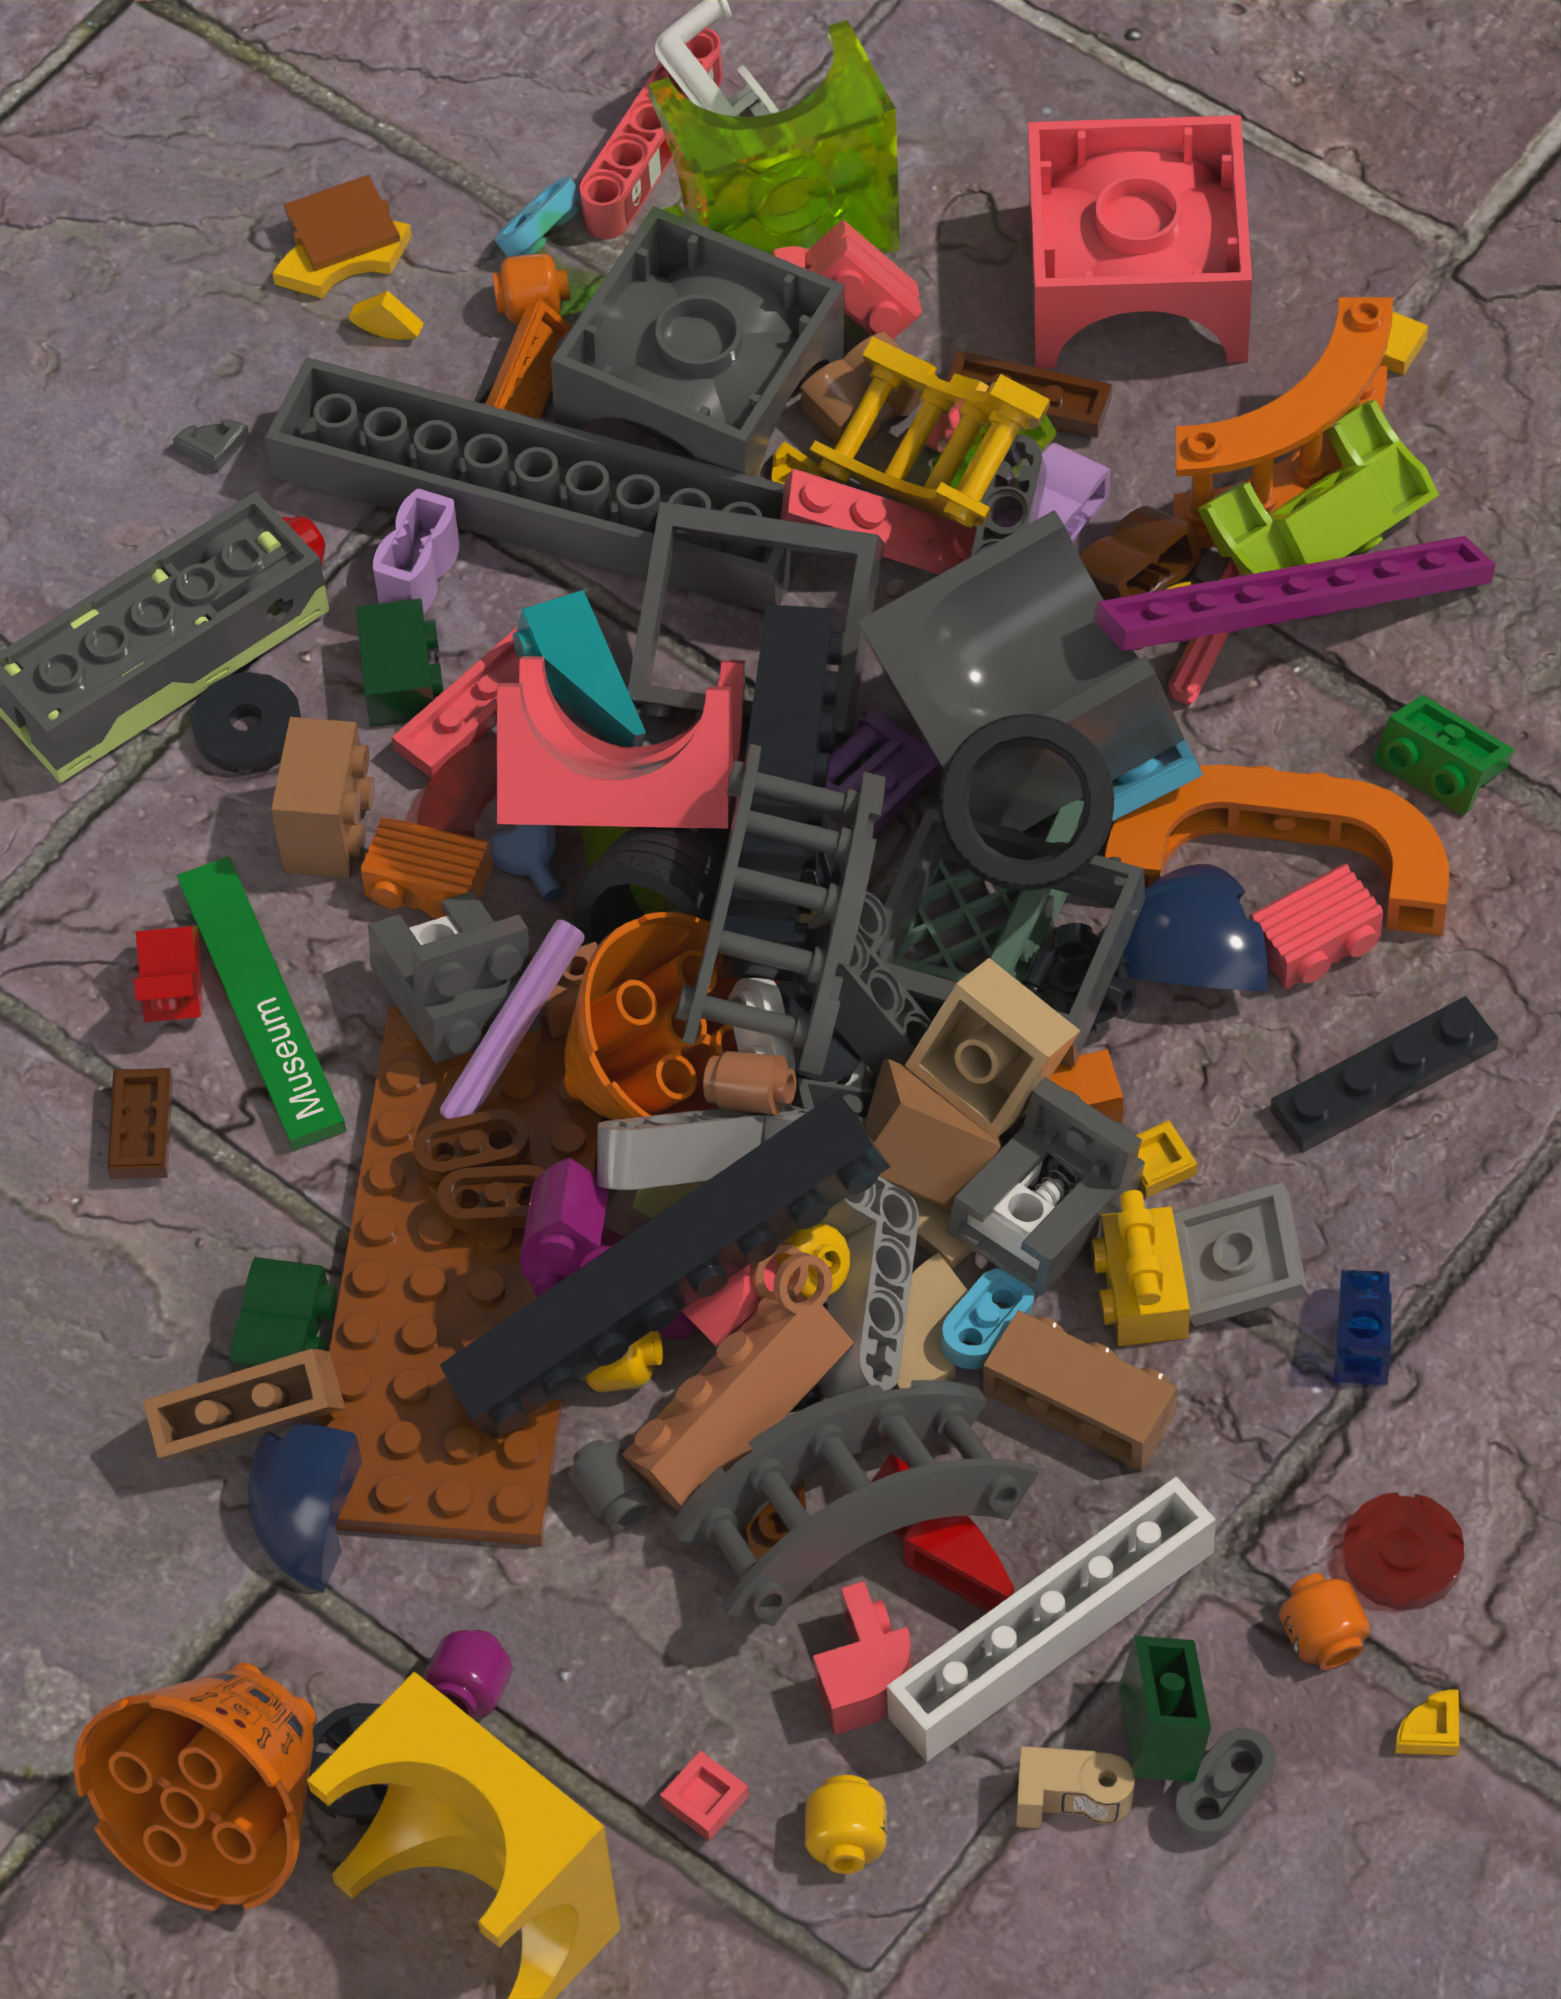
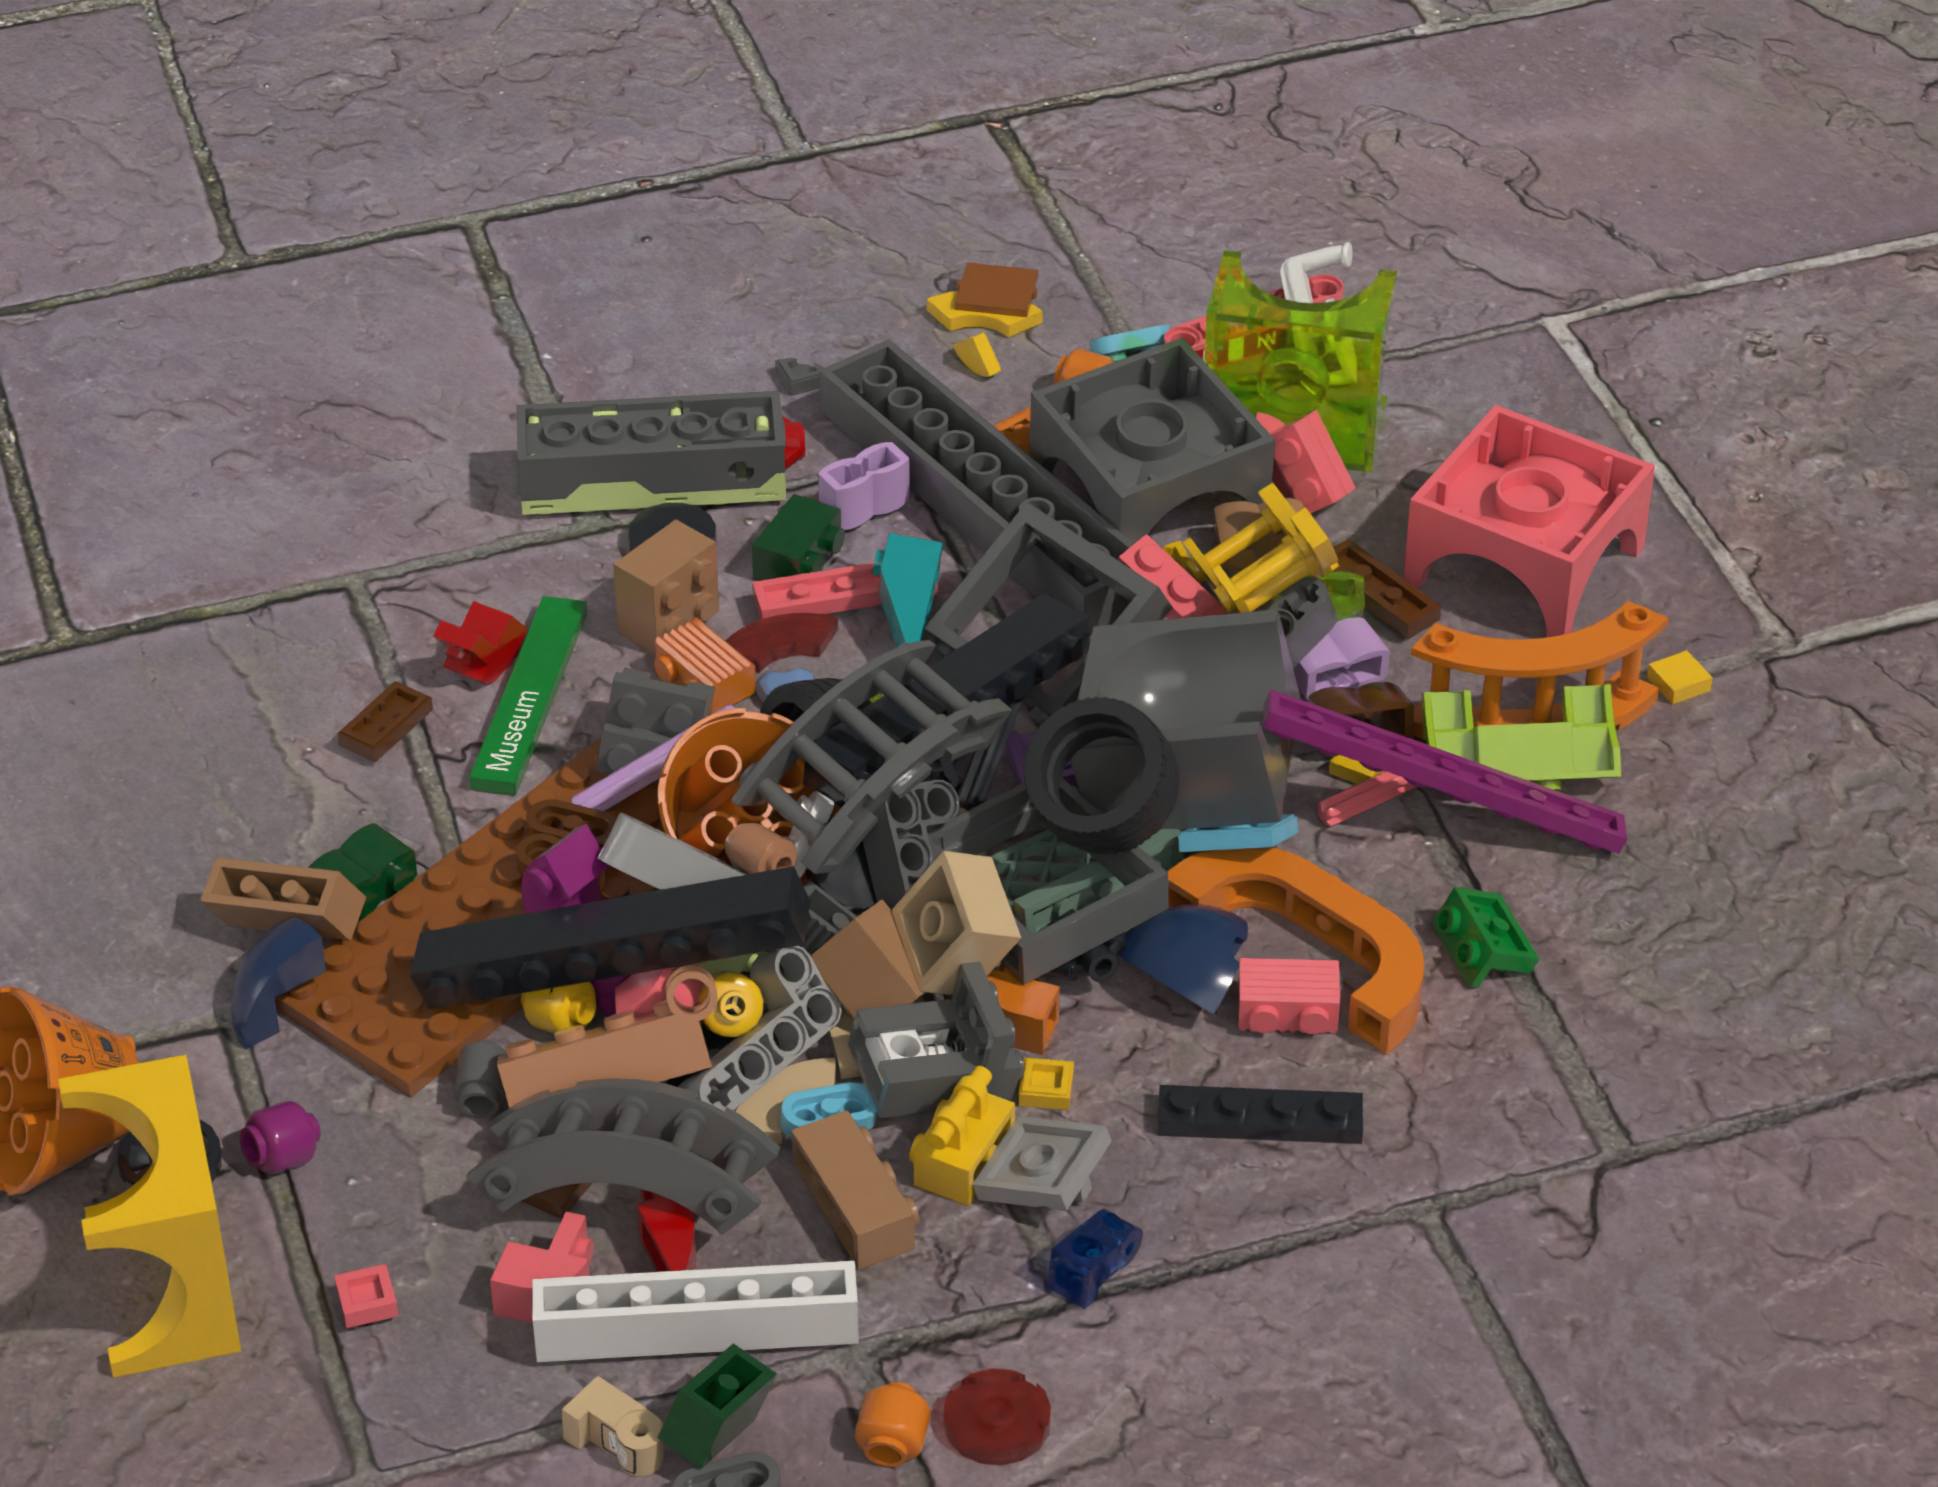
camera: 30 degrees right, 15 degrees down
(566, 777) = (842, 629): coral piece -> none
(845, 1822) = (441, 1363): yellow head -> none

